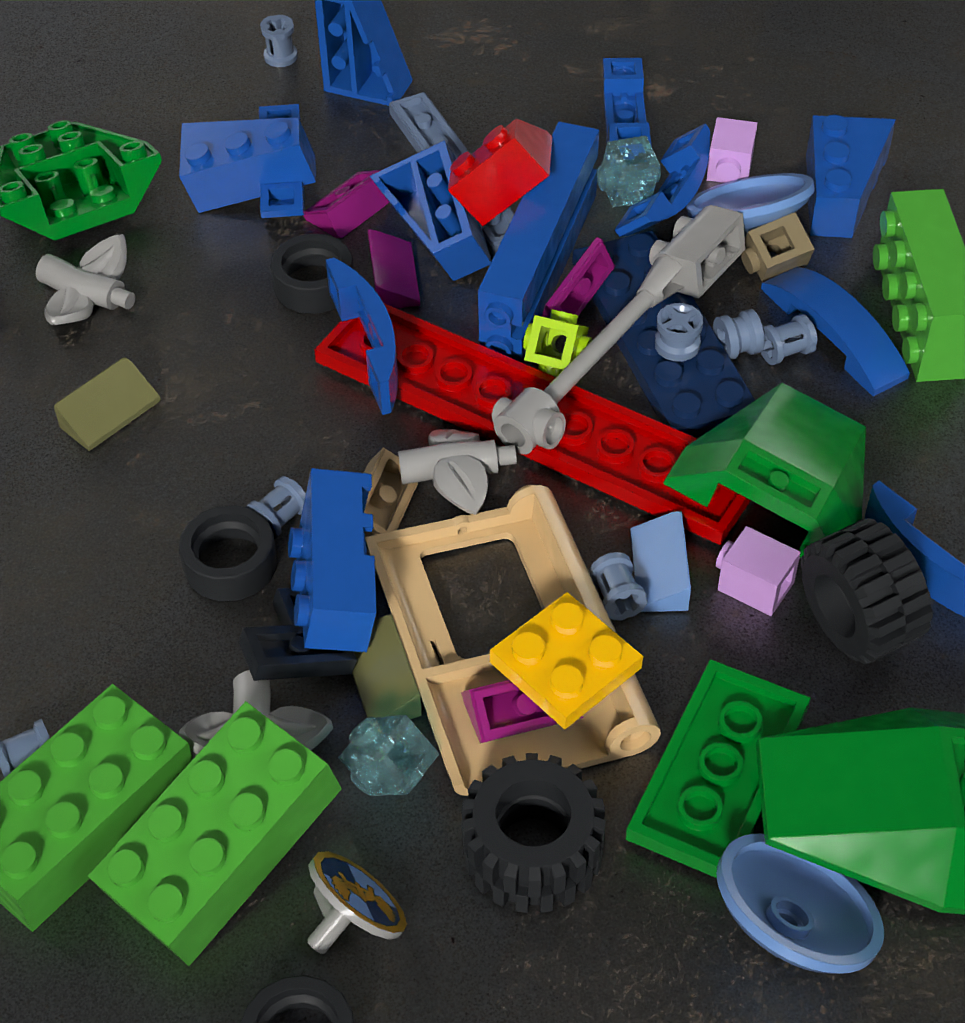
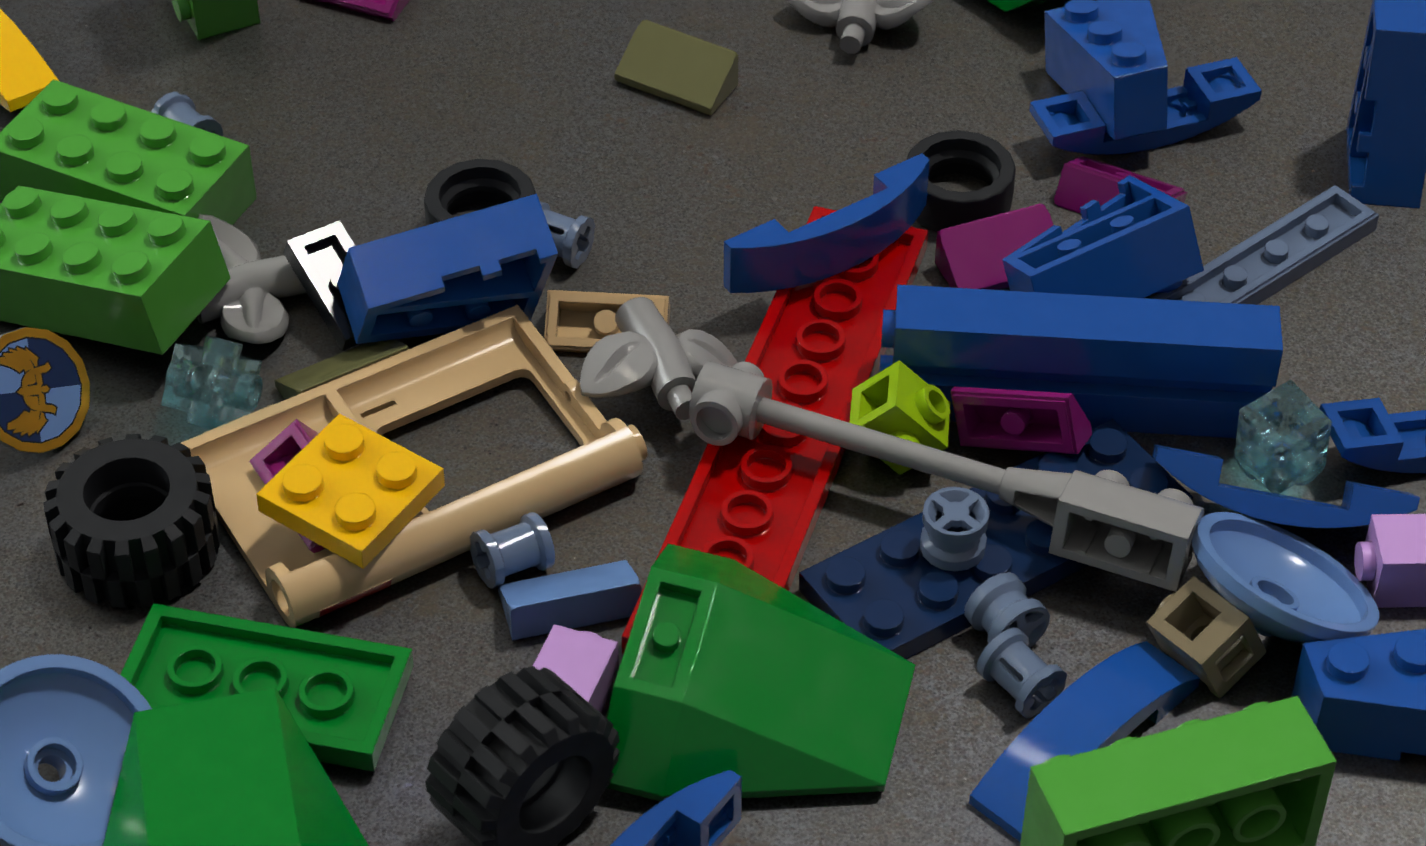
camera: 75 degrees right, 5 degrees down
(501, 169) = (1143, 257): red slope -> none

